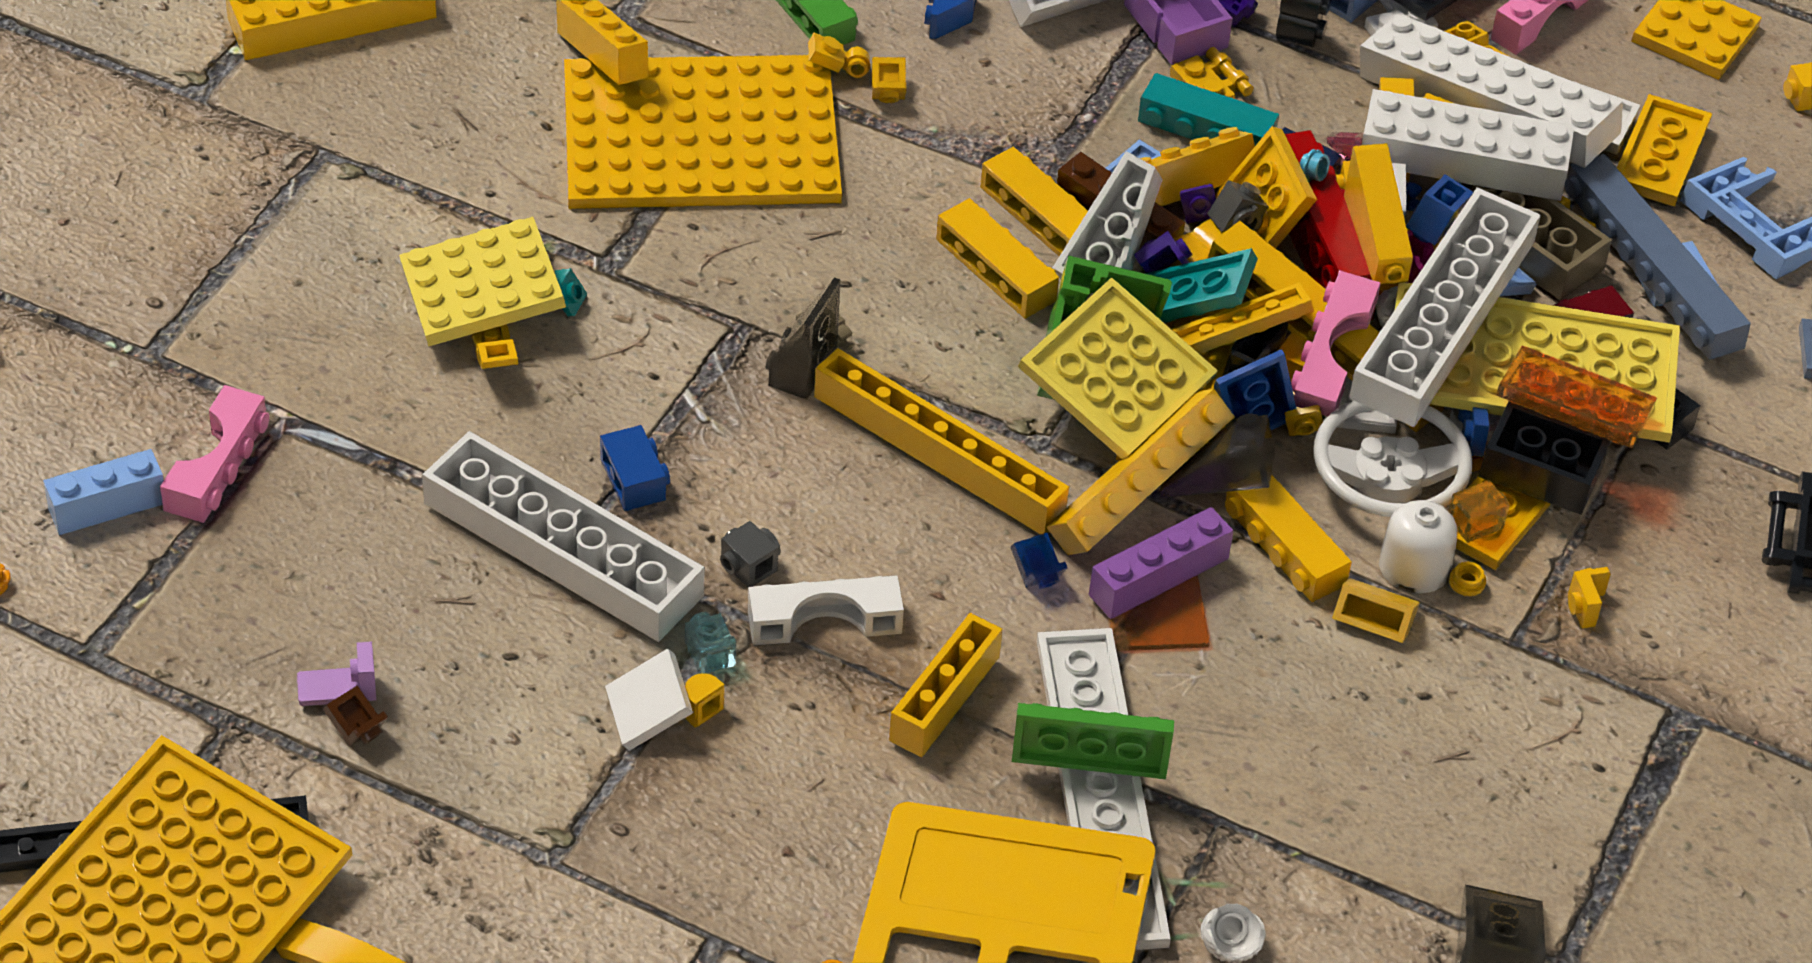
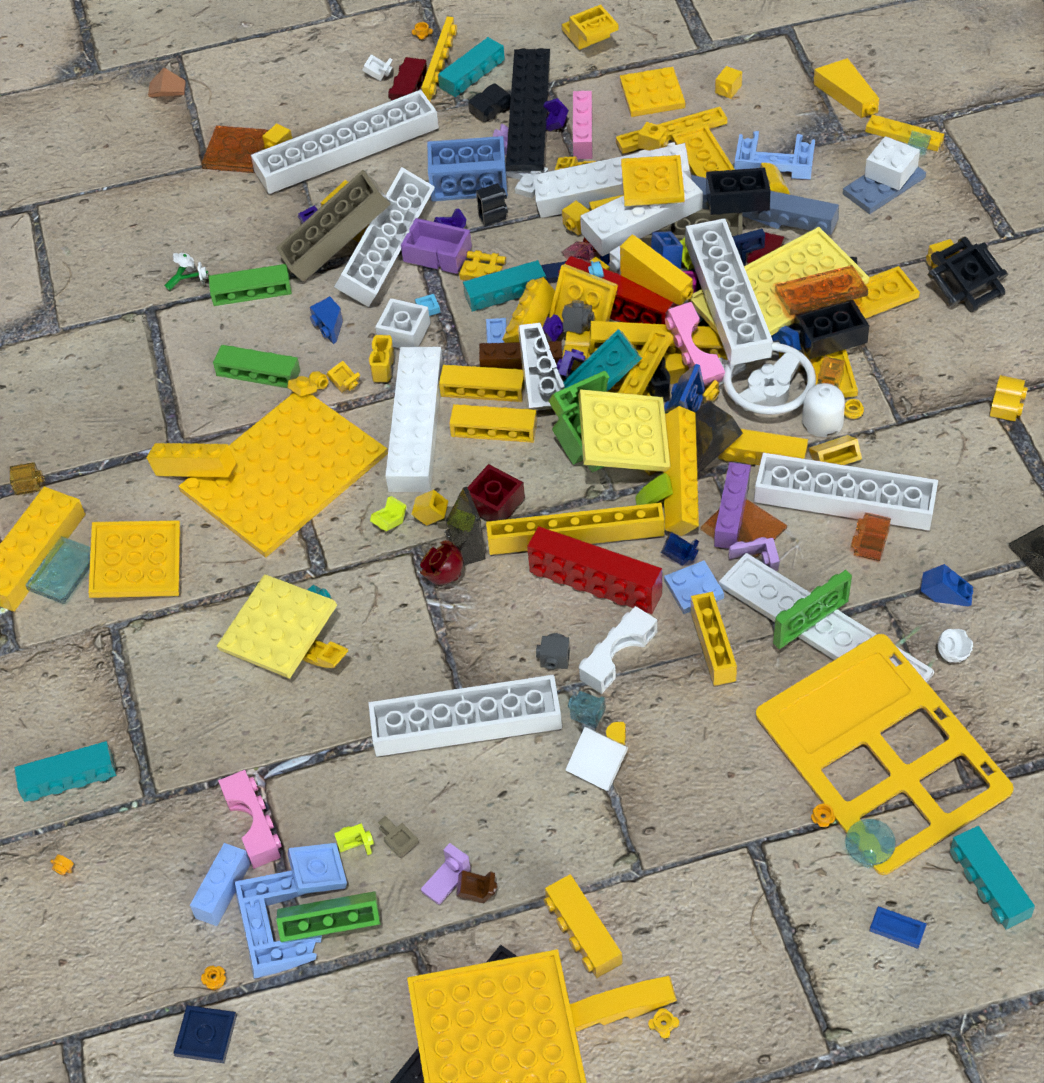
camera: 35 degrees left, 5 degrees up
(95, 256) = (65, 771): none -> teal brick
(123, 530) = (265, 954): none -> light blue wedge
(167, 613) = (328, 916): none -> bright green brick
(217, 558) = (317, 868): none -> light blue plate
(293, 561) = (352, 837): none -> neon yellow bracket
(339, 53) = (61, 570): none -> clear light blue plate
(342, 602) = (398, 838): none -> dark tan plate
(414, 855) = (583, 926): none -> yellow brick
(423, 97) = (134, 559): none -> yellow plate
(634, 467) = (454, 656): blue brick -> none
(739, 361) = (442, 564): none -> dark red cylinder
(751, 267) = (389, 516): none -> neon yellow bracket
(800, 288) = (429, 507): none -> yellow brick
(893, 331) = (496, 493): none -> dark red brick
(901, 502) = (595, 570): none -> red brick
(907, 185) = (414, 420): none -> white brick
(954, 88) = (381, 358): none -> yellow brick
(1016, 611) = (692, 581): none -> light blue plate
(1025, 70) = (404, 323): none -> white brick
(1087, 73) = (429, 301): none -> medium azure plate
(1087, 473) = (655, 490): none -> lime slope
(1138, 634) = (761, 545): none -> lavender bracket
(1294, 735) = (871, 537): none -> clear orange brick
(1313, 865) = (946, 586): none -> blue slope
(1326, 659) = (845, 490): none -> white brick
(1509, 108) = (652, 180): none -> yellow plate
(1552, 277) = (749, 242): none -> dark blue plate
(1585, 594) = (906, 377): yellow bracket -> none
(1611, 74) = (652, 137): none -> yellow brick
(1623, 207) = (738, 191): none -> black brick
(1639, 82) = (712, 117): none -> yellow plate
(1678, 474) = (886, 292): none -> yellow plate
(1691, 721) = (1008, 397): none -> yellow brick
(1714, 240) = (775, 178): none -> yellow brick

